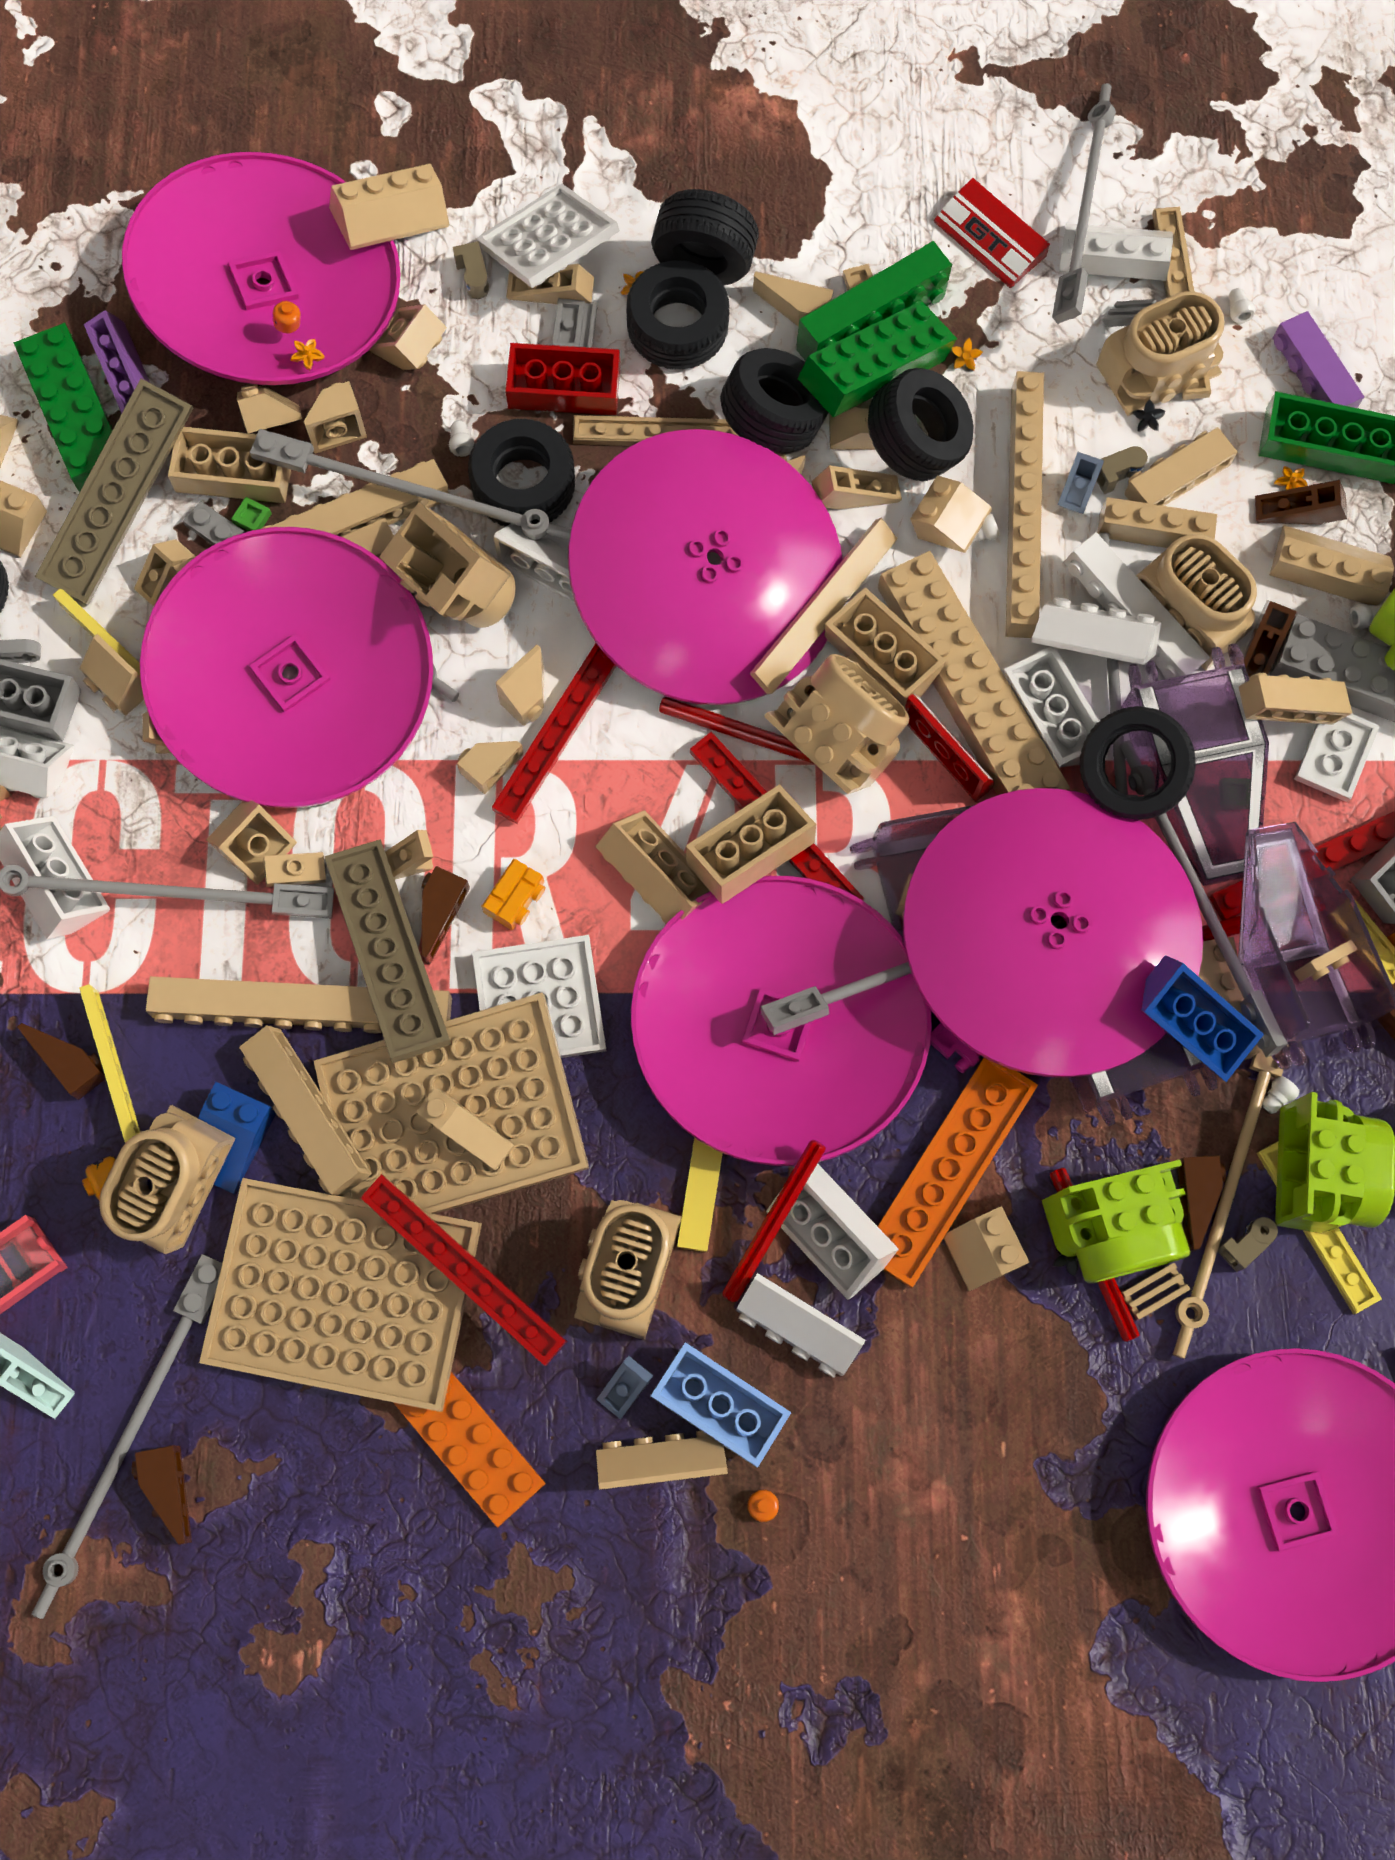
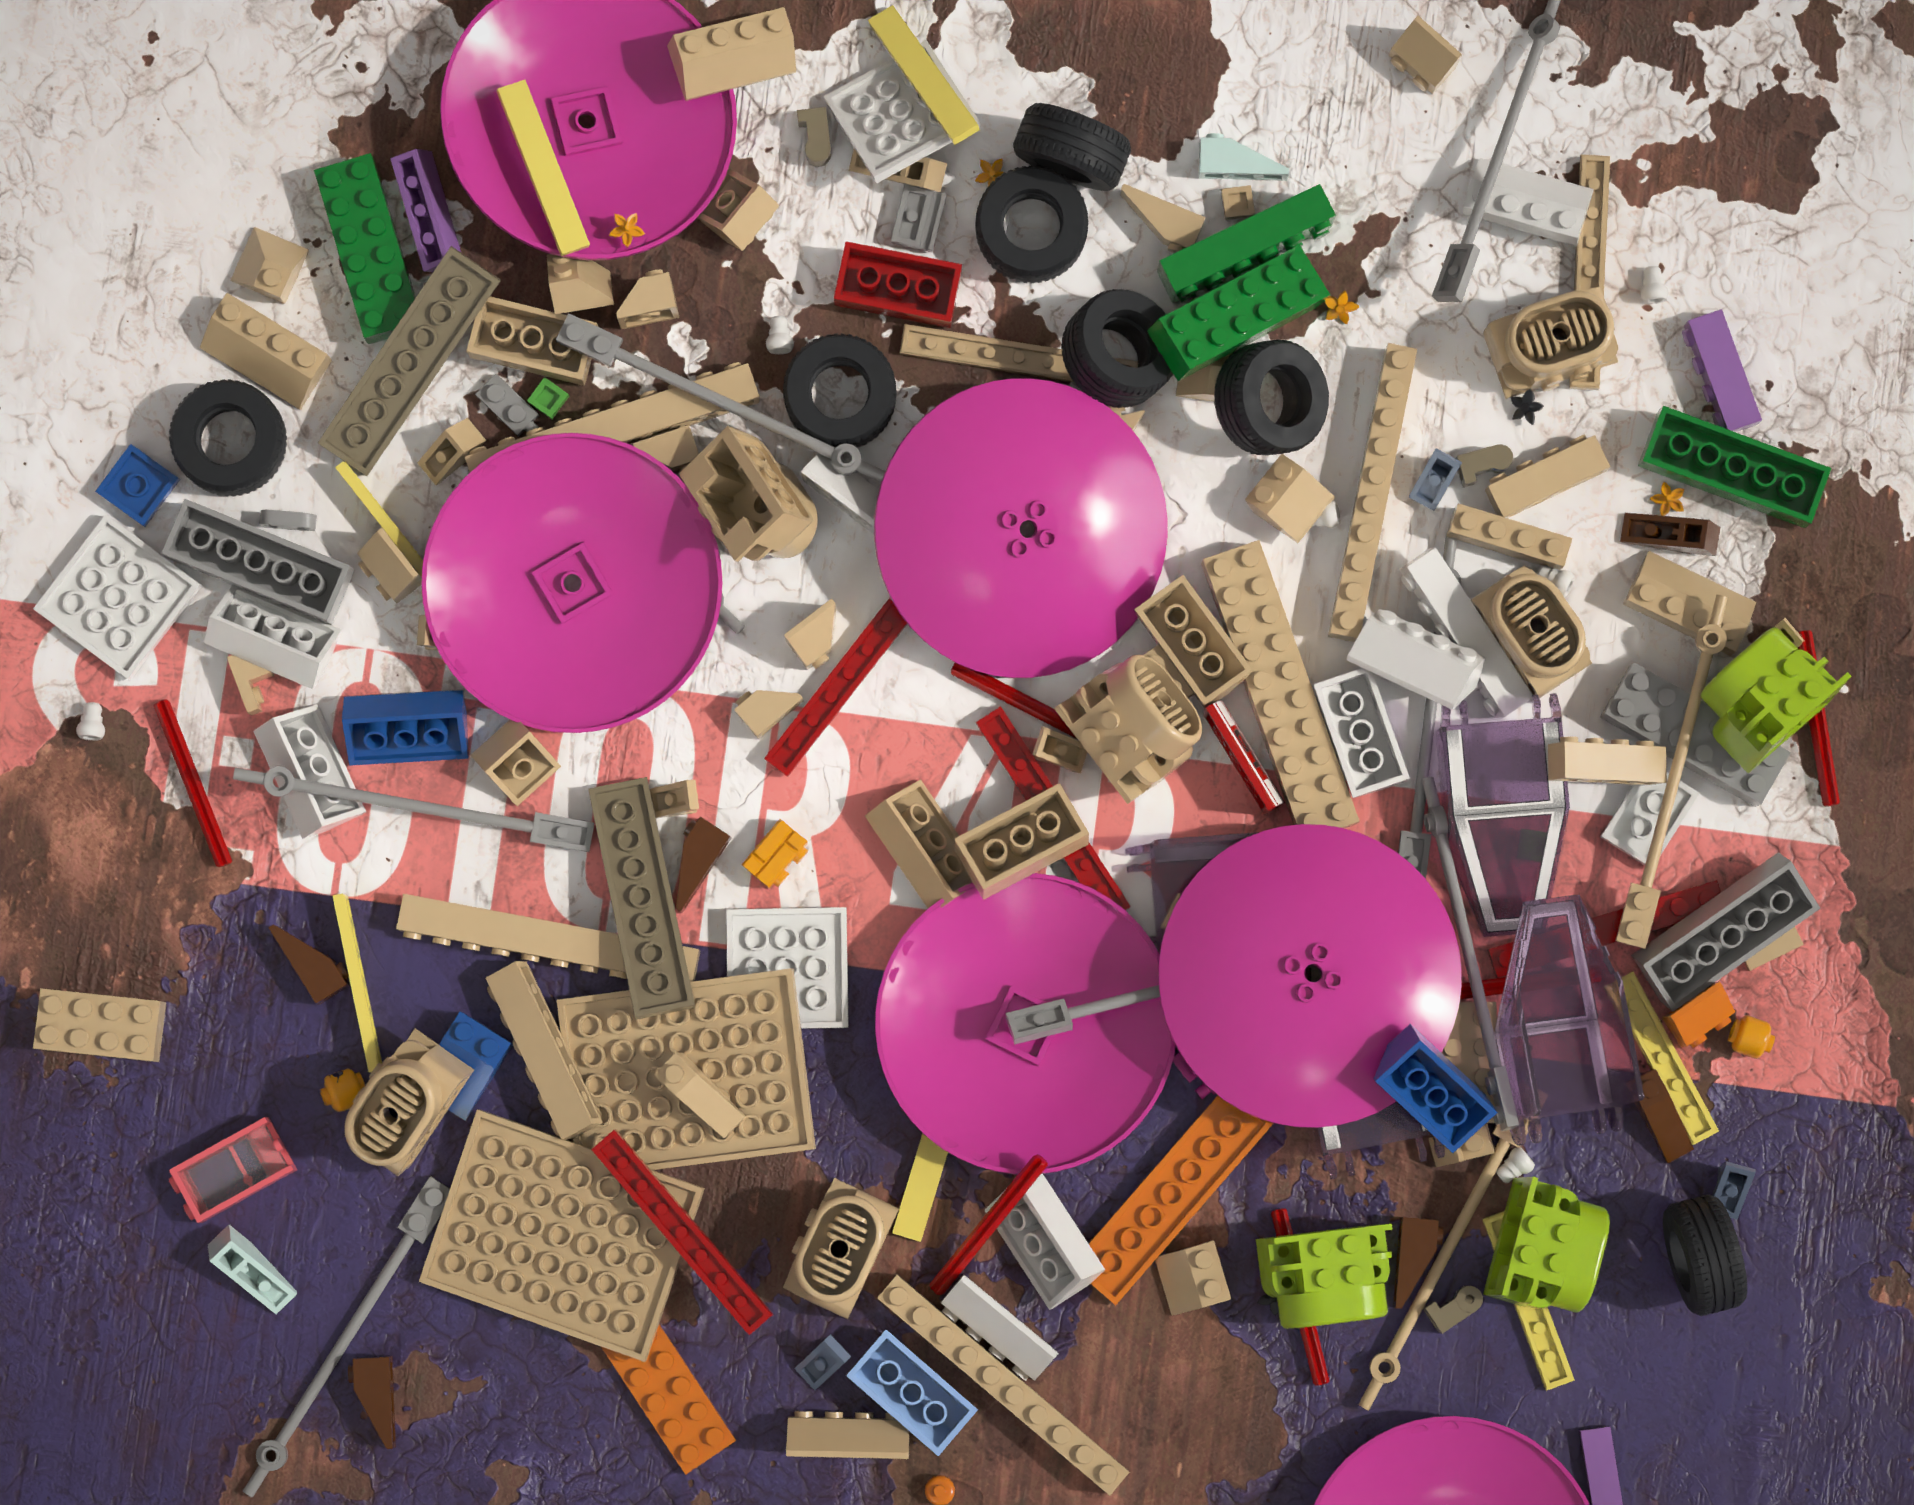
camera: 10 degrees right, 10 degrees up
(140, 824) = (405, 727): none -> blue slope
(223, 307) = (543, 167): none -> light yellow tile
(286, 317) = (609, 183): orange piece -> none
(295, 869) = (556, 797): tan plate -> none
(564, 201) = (923, 75): none -> light yellow tile
(773, 762) = (1059, 750): none -> tan slope
(814, 1385) = (1003, 1385): none -> tan brick
(823, 605) = (1139, 584): tan tile -> none
(851, 247) = (1232, 160): none -> light aqua slope
(855, 488) = (1194, 451): tan slope -> none
(992, 233) = (1394, 162): red slope -> none
(1004, 139) = (1424, 55): none -> tan slope
(1107, 732) = (1394, 841): black tyre -> none
(1124, 312) = (1516, 276): light grey tile -> none
(1177, 1279) = (1330, 1350): tan tile -> none
(1240, 1080) = (1476, 1146): none -> tan slope
(1267, 637) = (1598, 685): reddish brown slope -> none
(1318, 967) = (1574, 1046): tan plate -> none
(1352, 823) = (1642, 898): none -> tan bar

